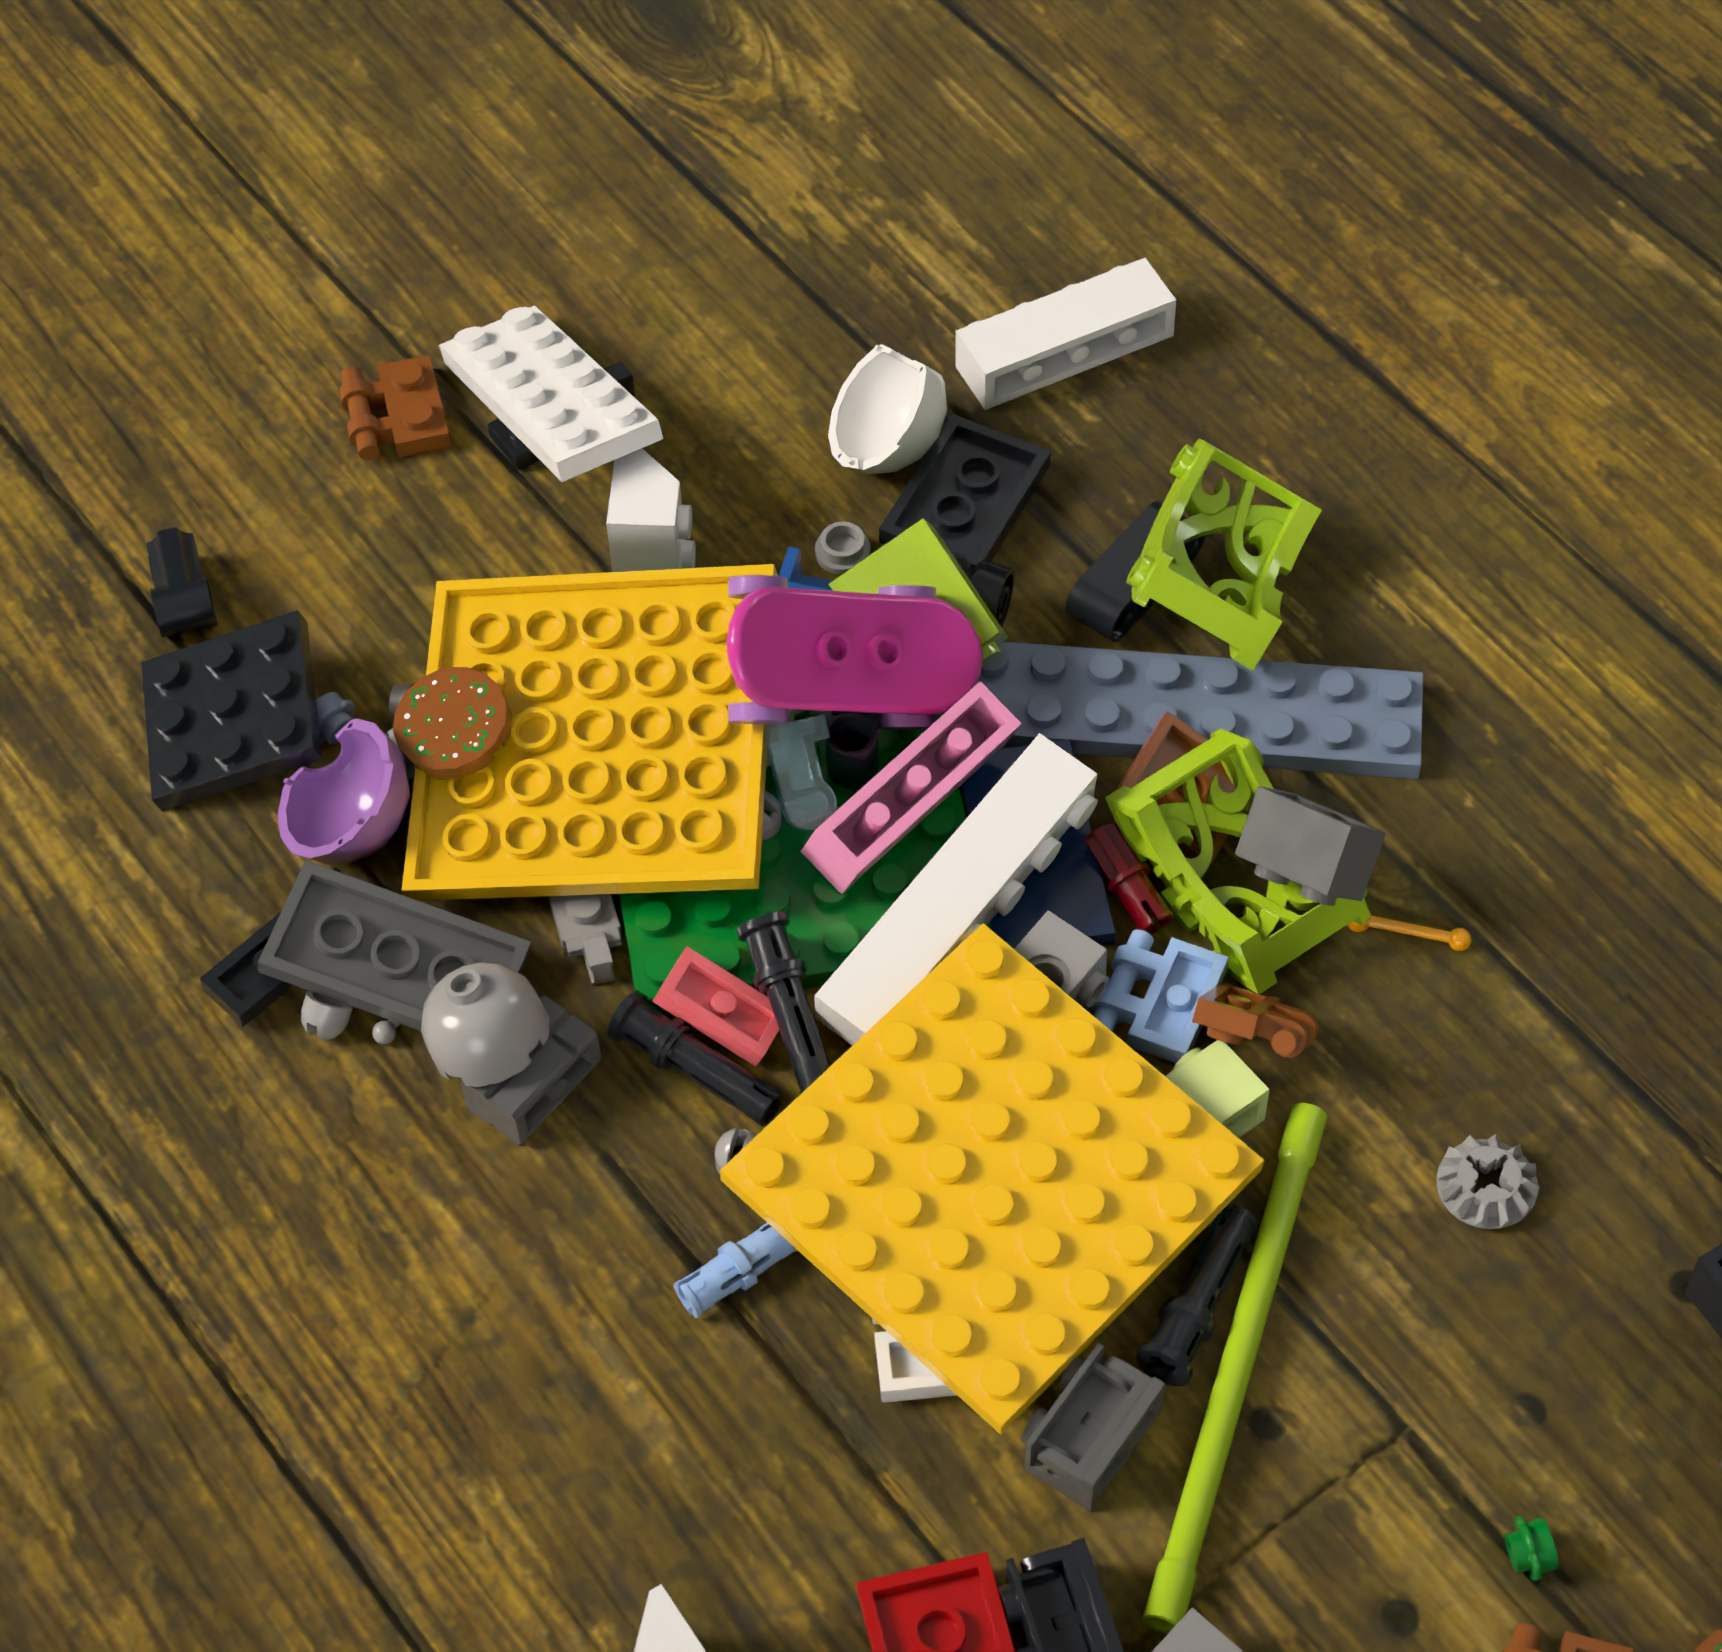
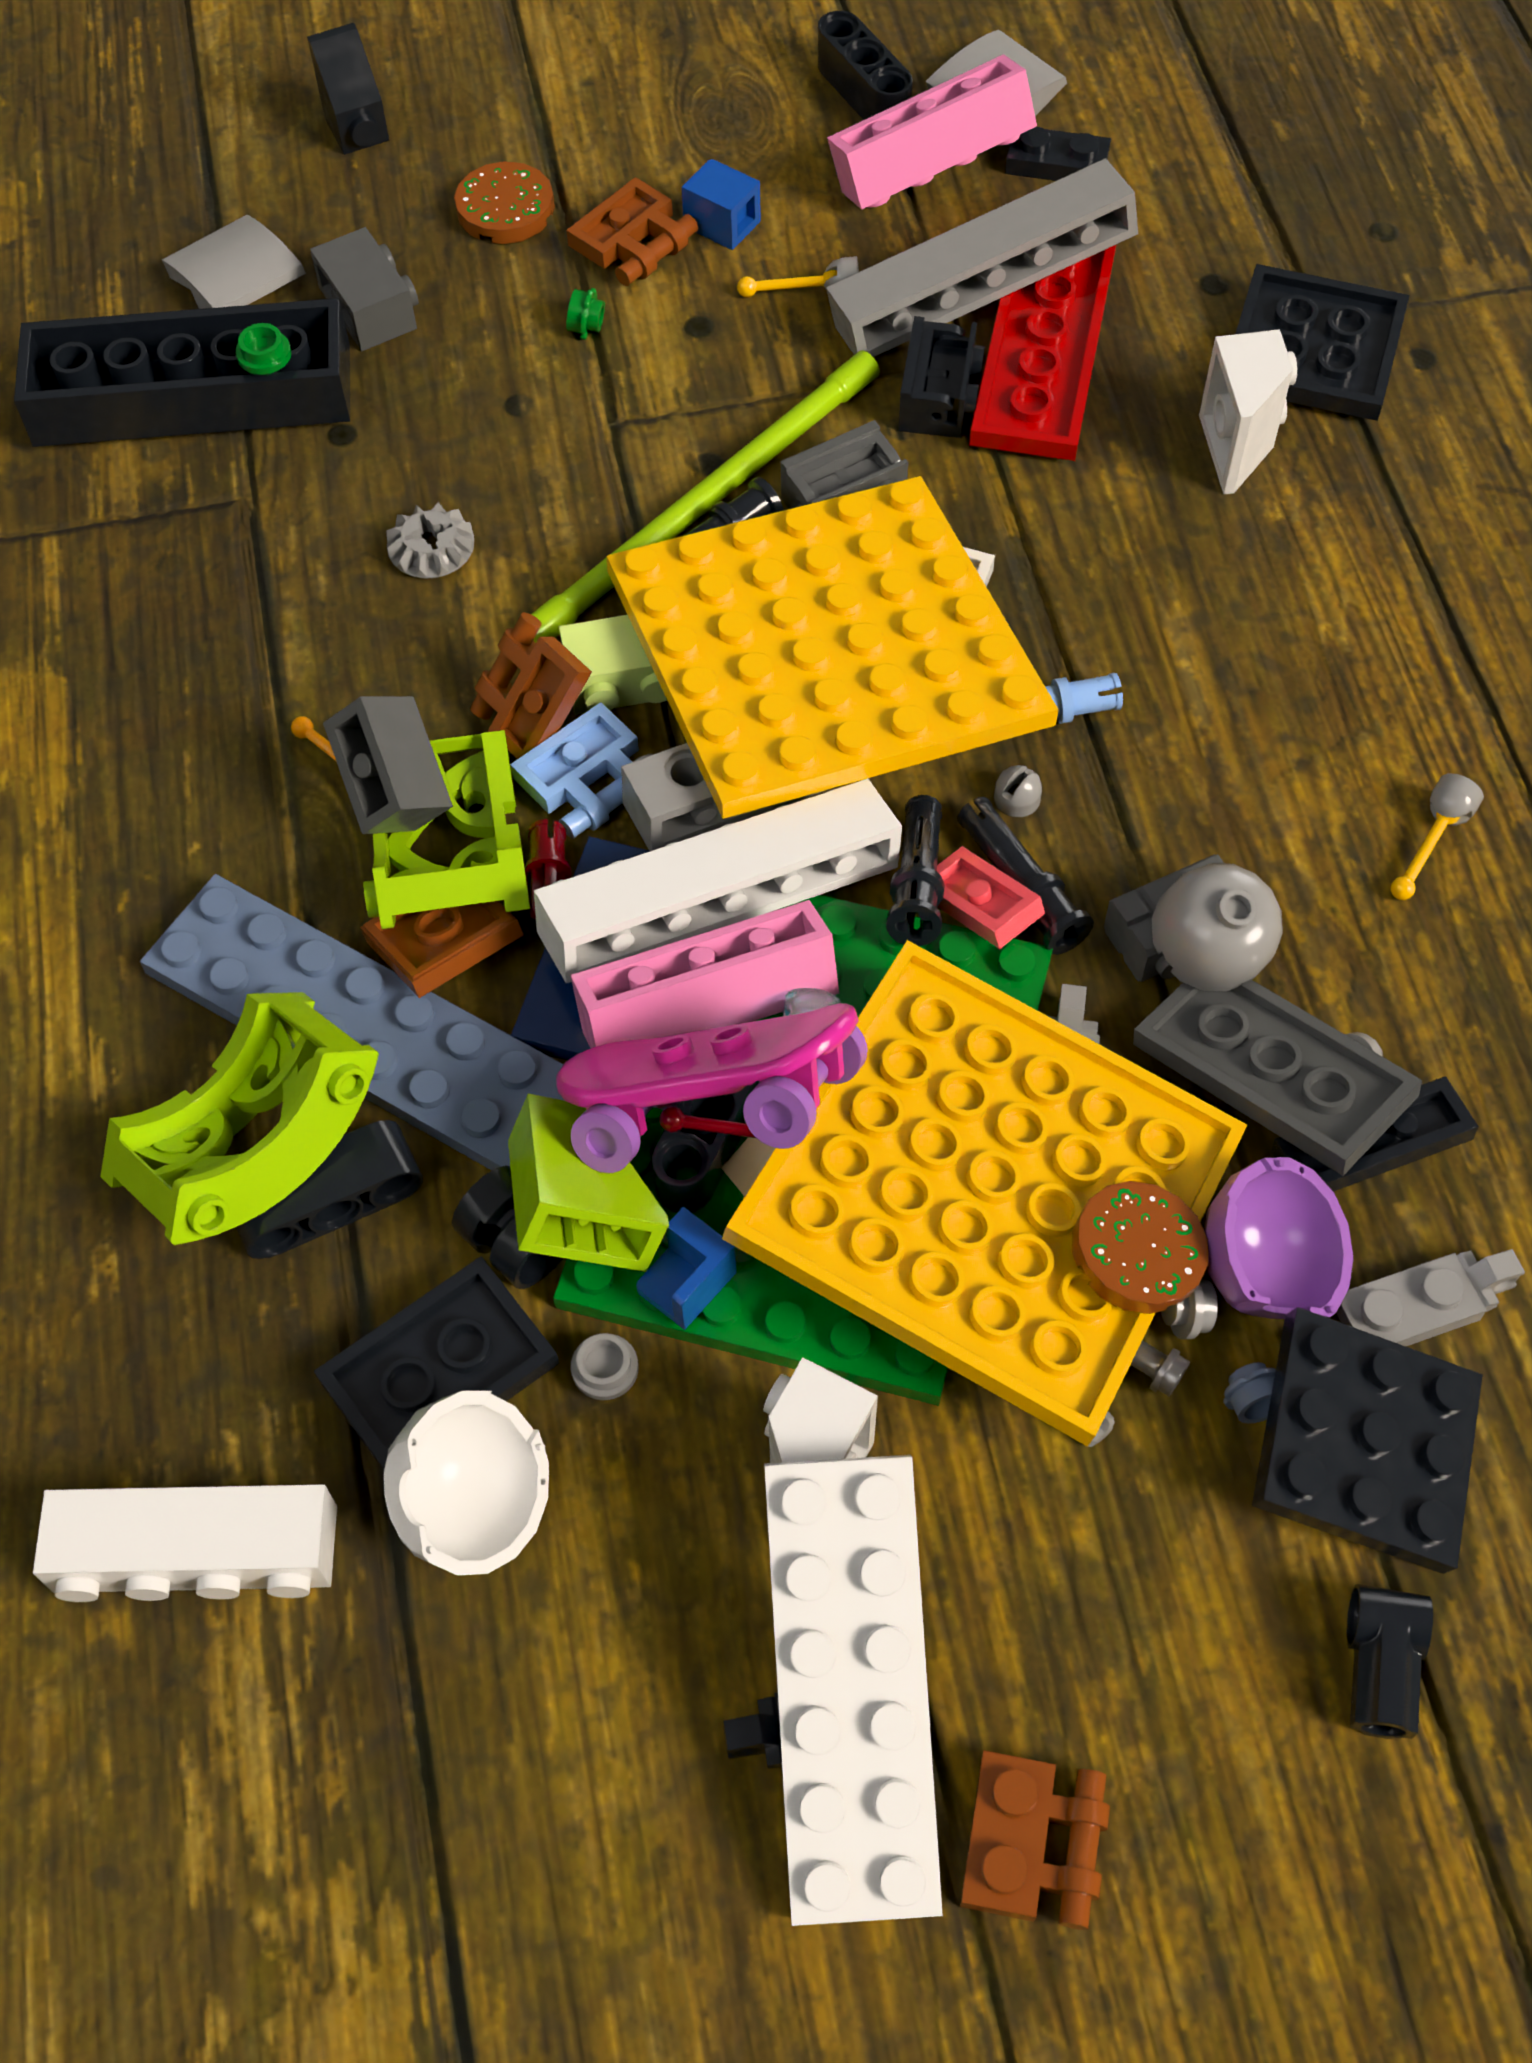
camera: 155 degrees left, 5 degrees up
(210, 846) = (1430, 1297): none -> light grey hinge
(300, 1308) = (1452, 803): none -> hinge

